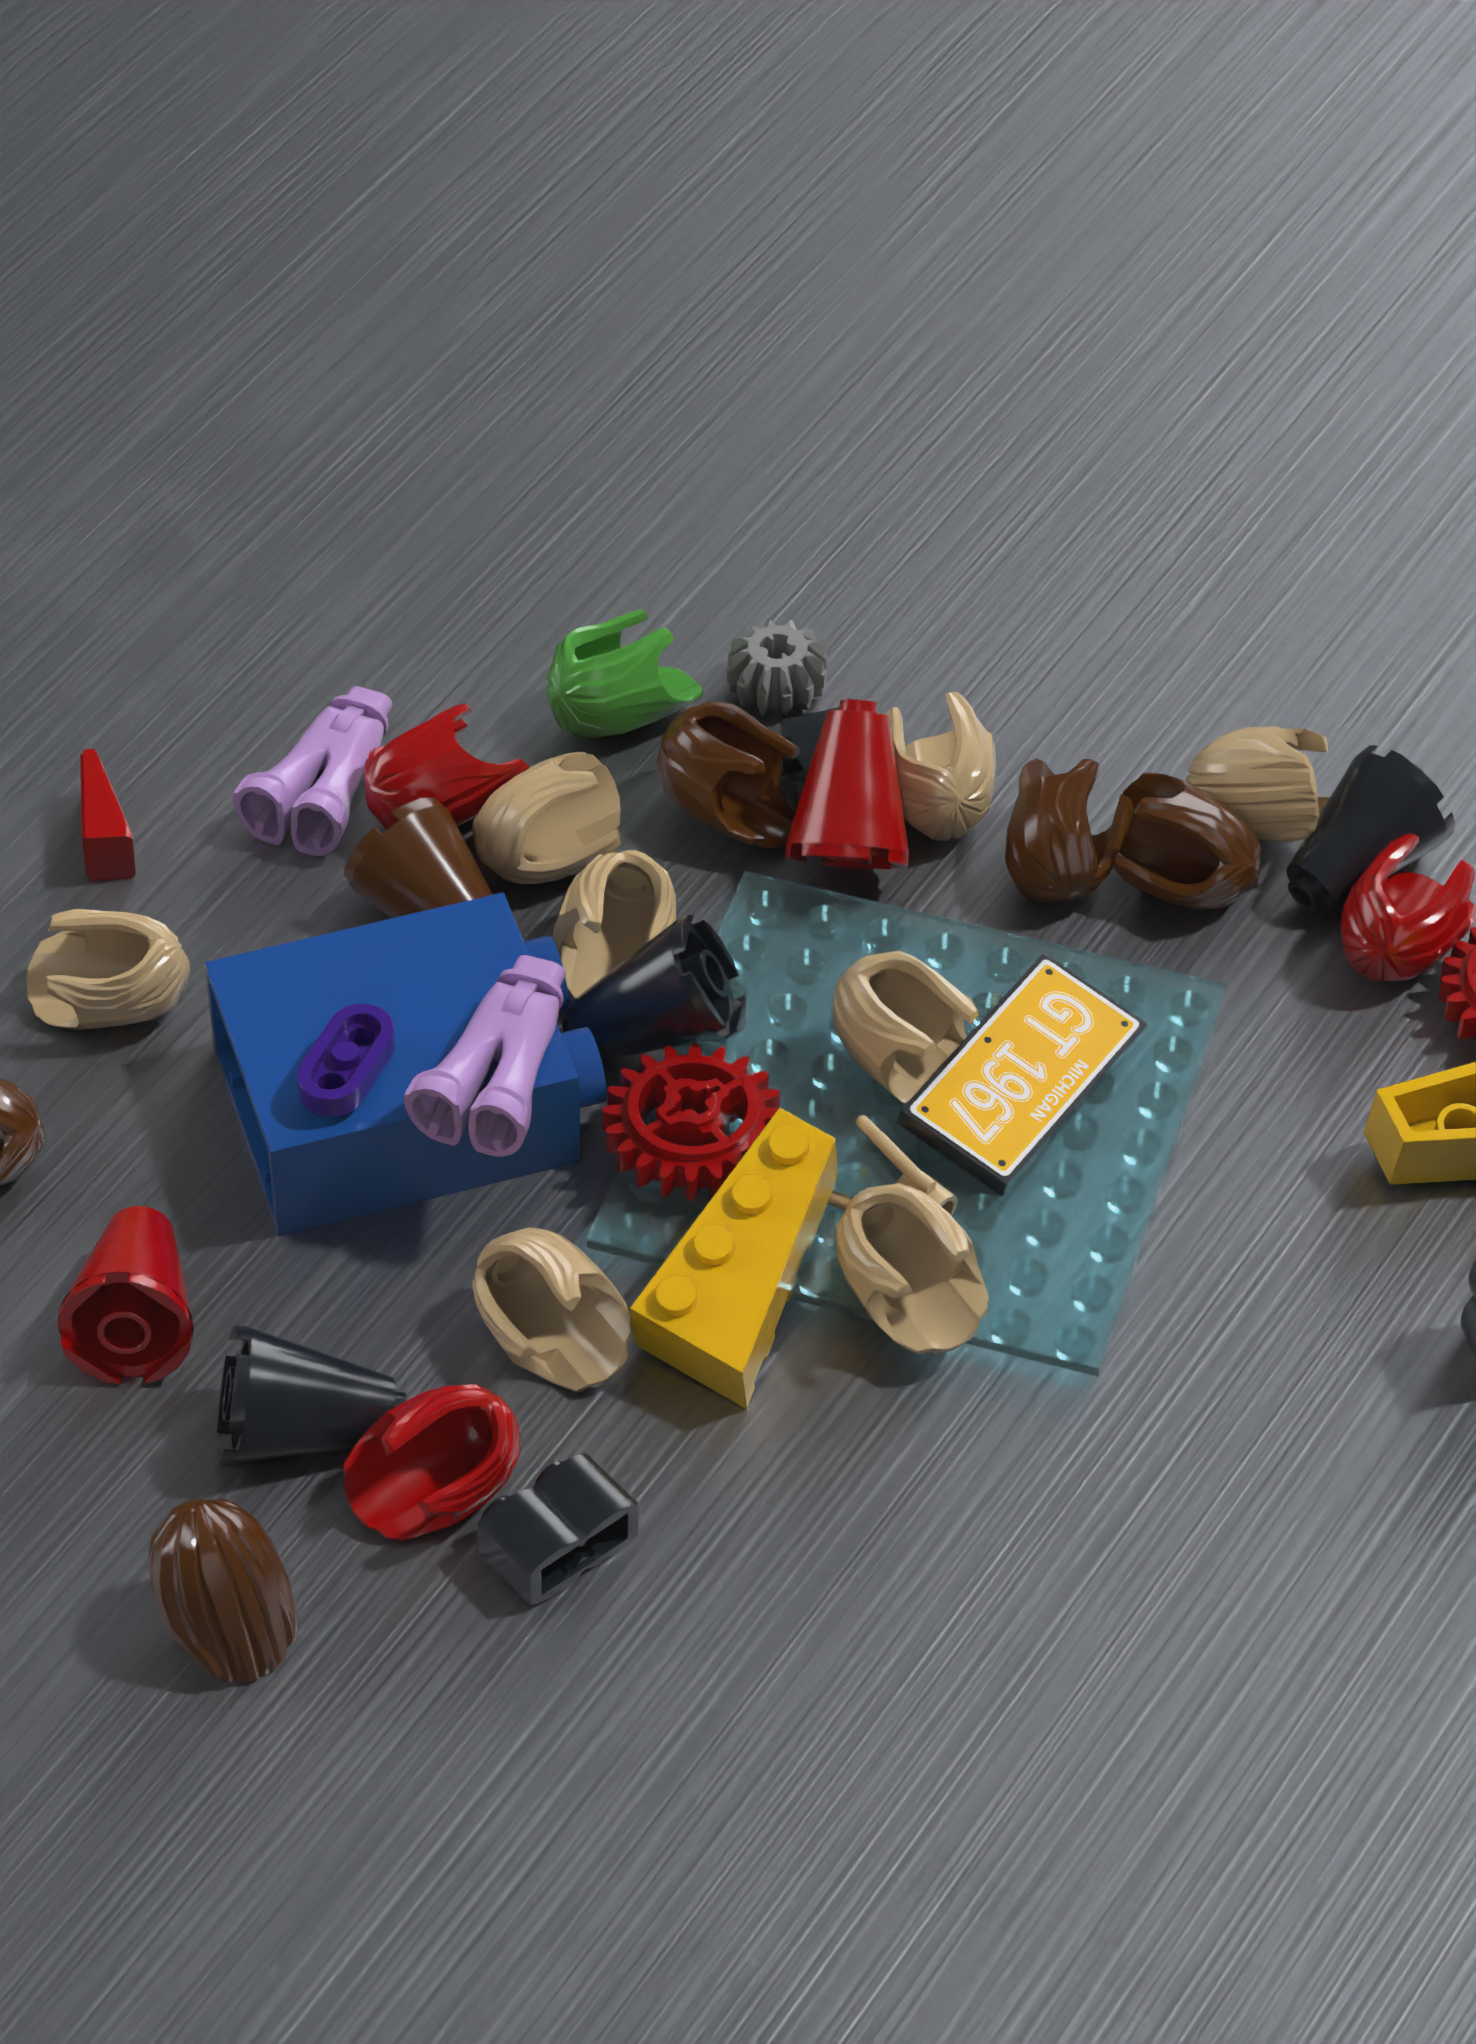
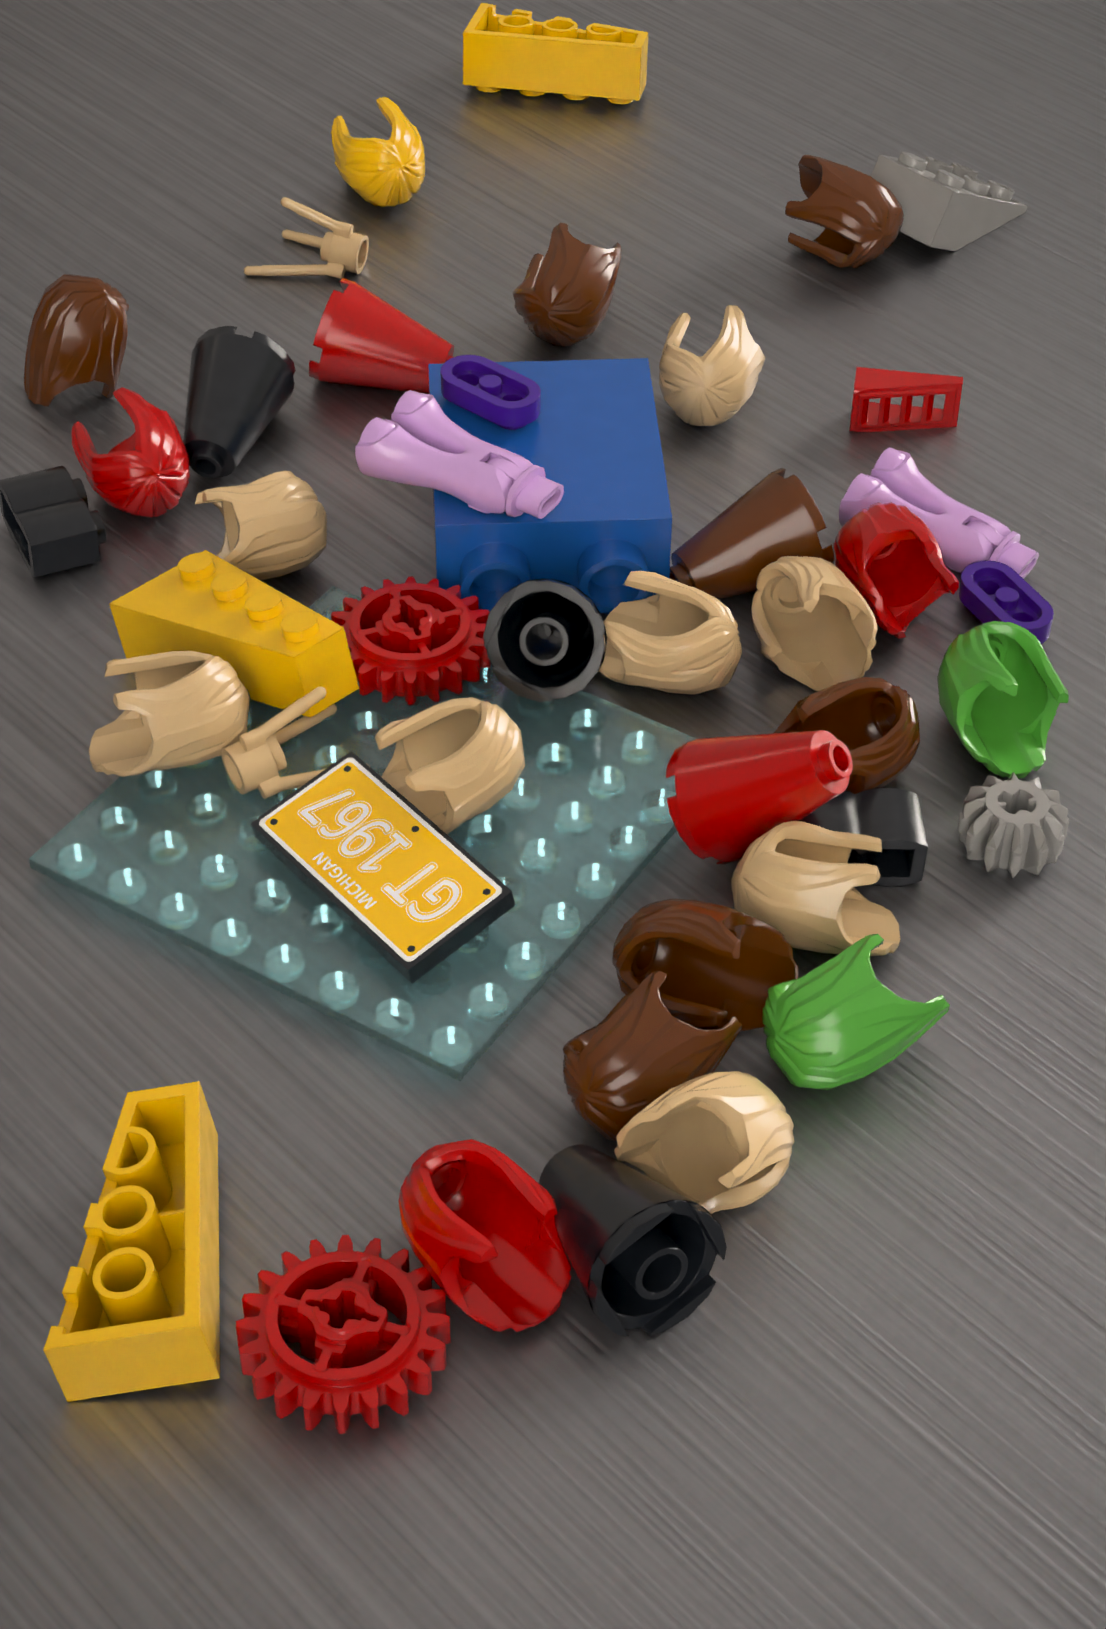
camera: 105 degrees right, 5 degrees down
(444, 689) = (1000, 594): none -> dark purple plate
(1080, 718) = (842, 1021): none -> bright green hair

